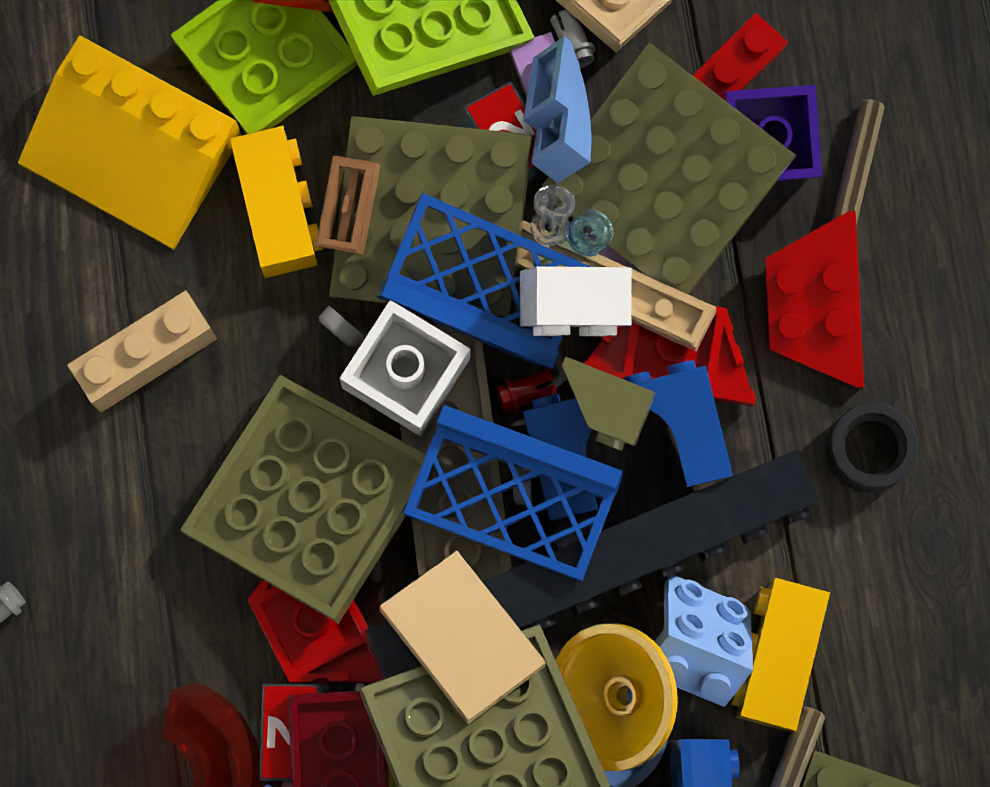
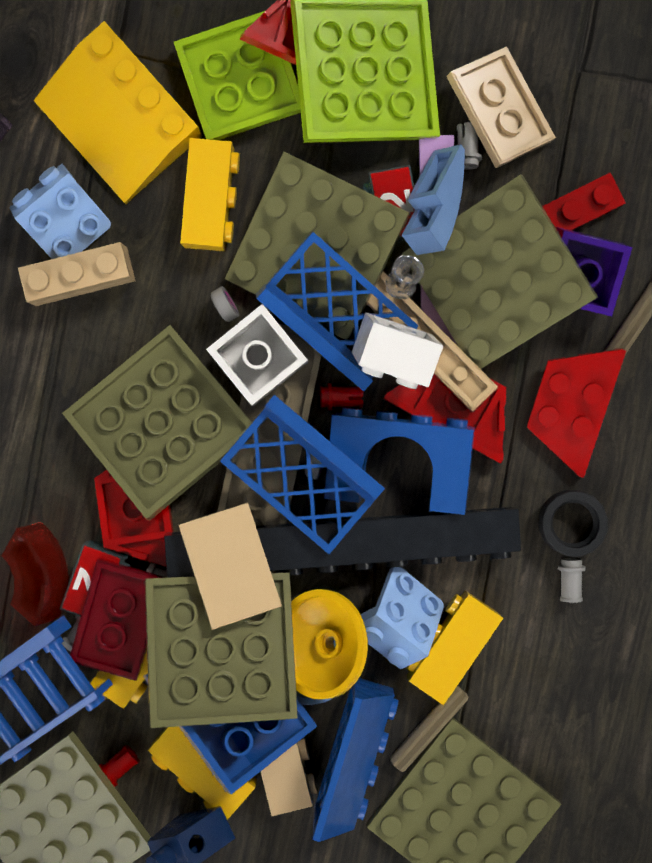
camera: 15 degrees right, 10 degrees up
(95, 285) = (59, 214): none -> light blue bracket
(364, 209) = (270, 223): medium nougat tile -> none
(601, 227) = (418, 303): clear light blue bush -> none
(609, 403) = (393, 434): olive slope -> none
(897, 519) = (571, 580): none -> light grey pin

